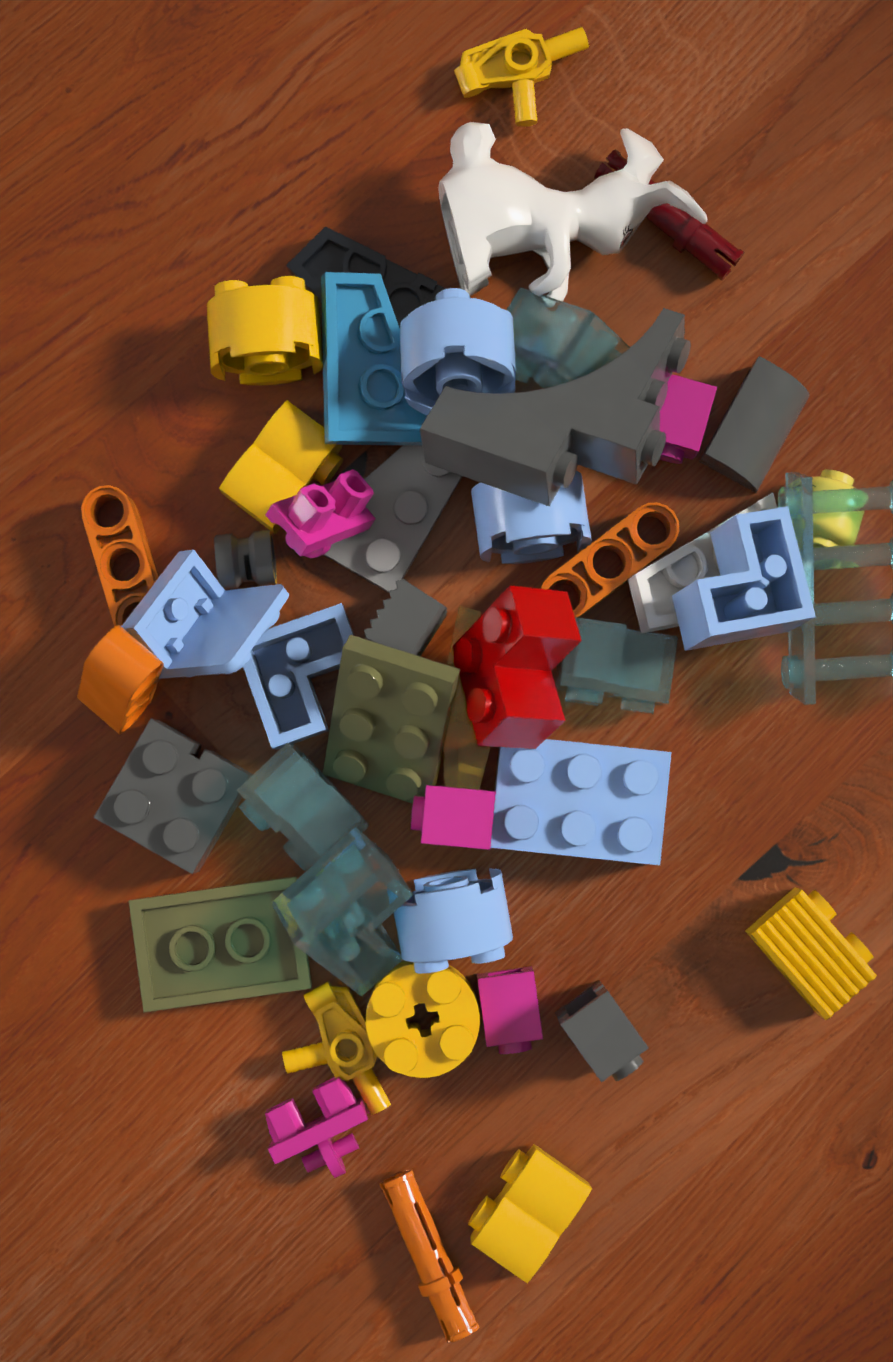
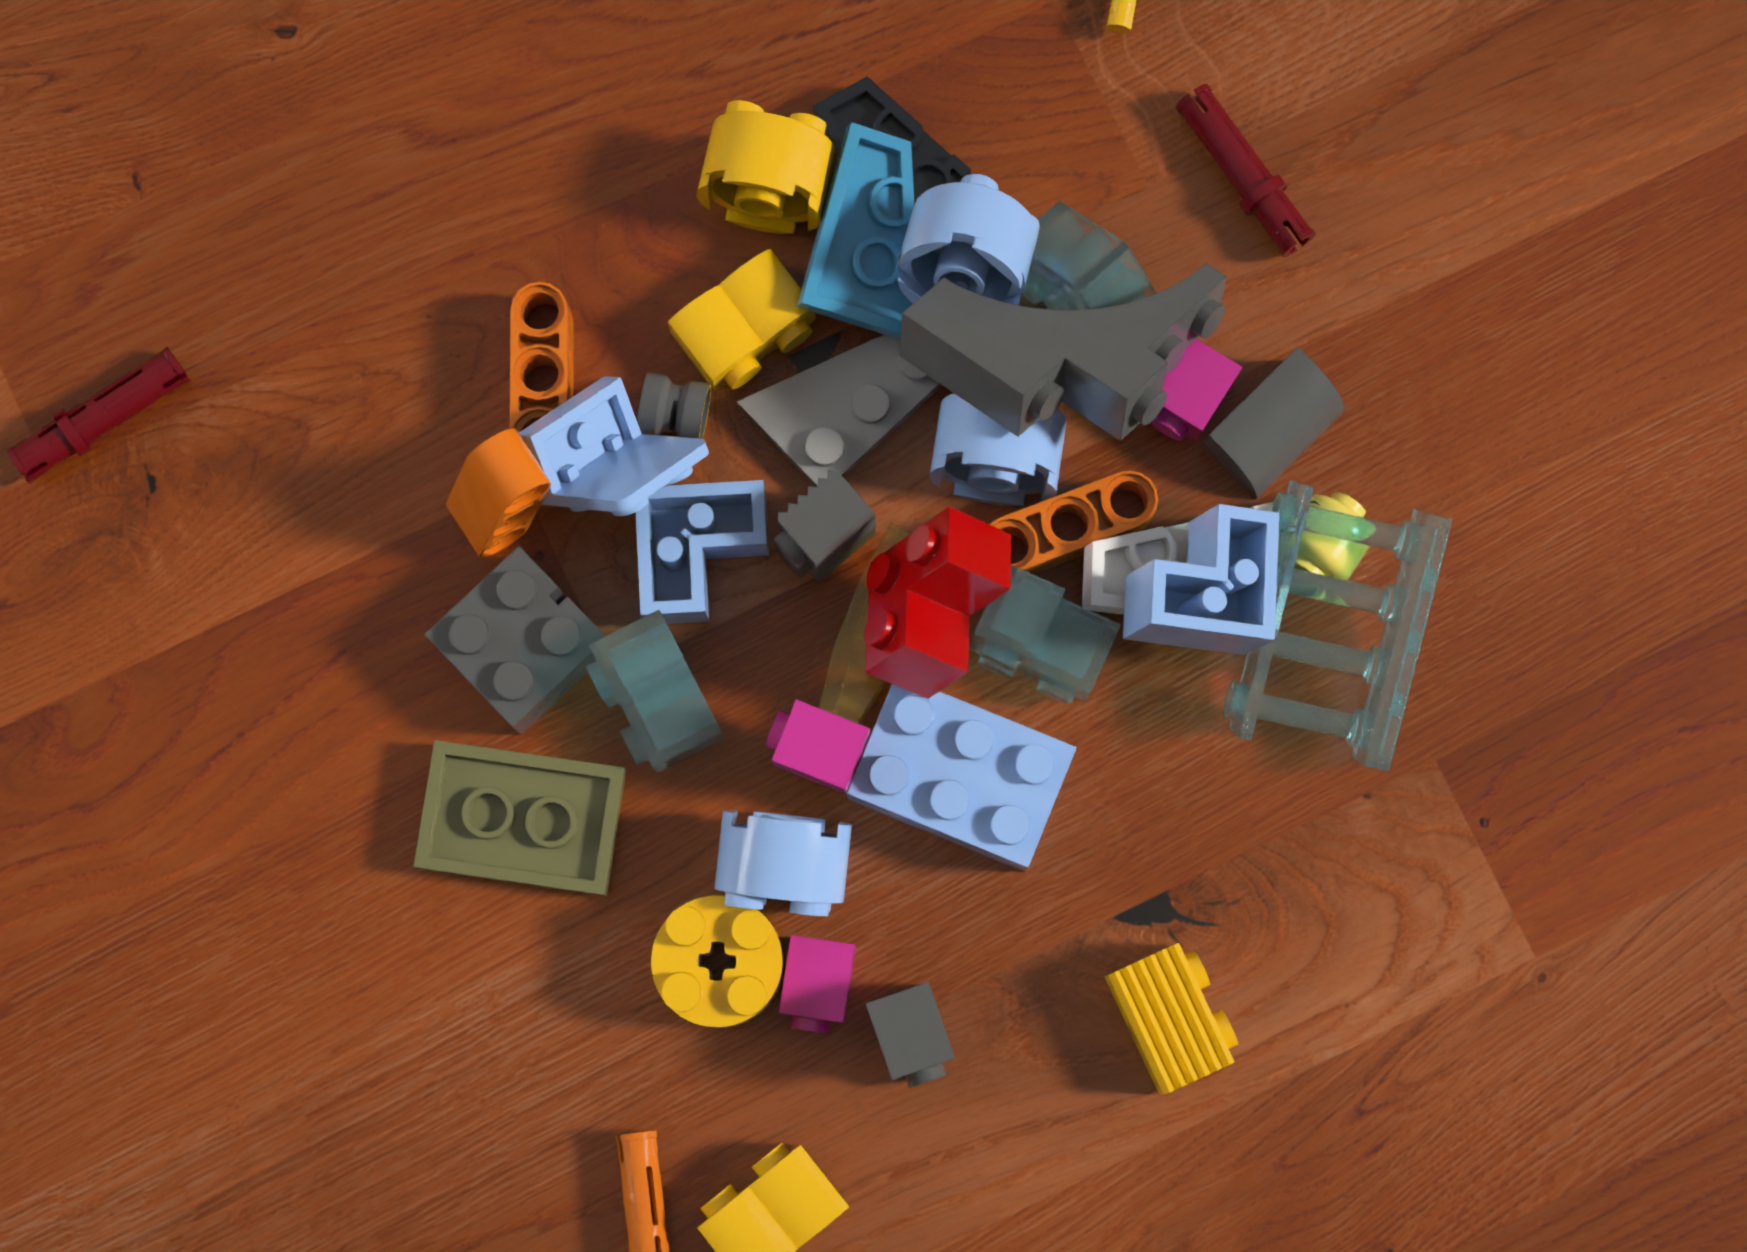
camera: 20 degrees right, 5 degrees down
(293, 1136) = (535, 1050): dark pink hips -> none
(324, 514) = (773, 380): dark pink hips -> none
(340, 908) = (662, 809): clear light blue brick -> none
(343, 1044) = (621, 971): yellow piece -> none
(389, 719) = (777, 620): olive plate -> none
(505, 212) = (1067, 115): white animal -> none

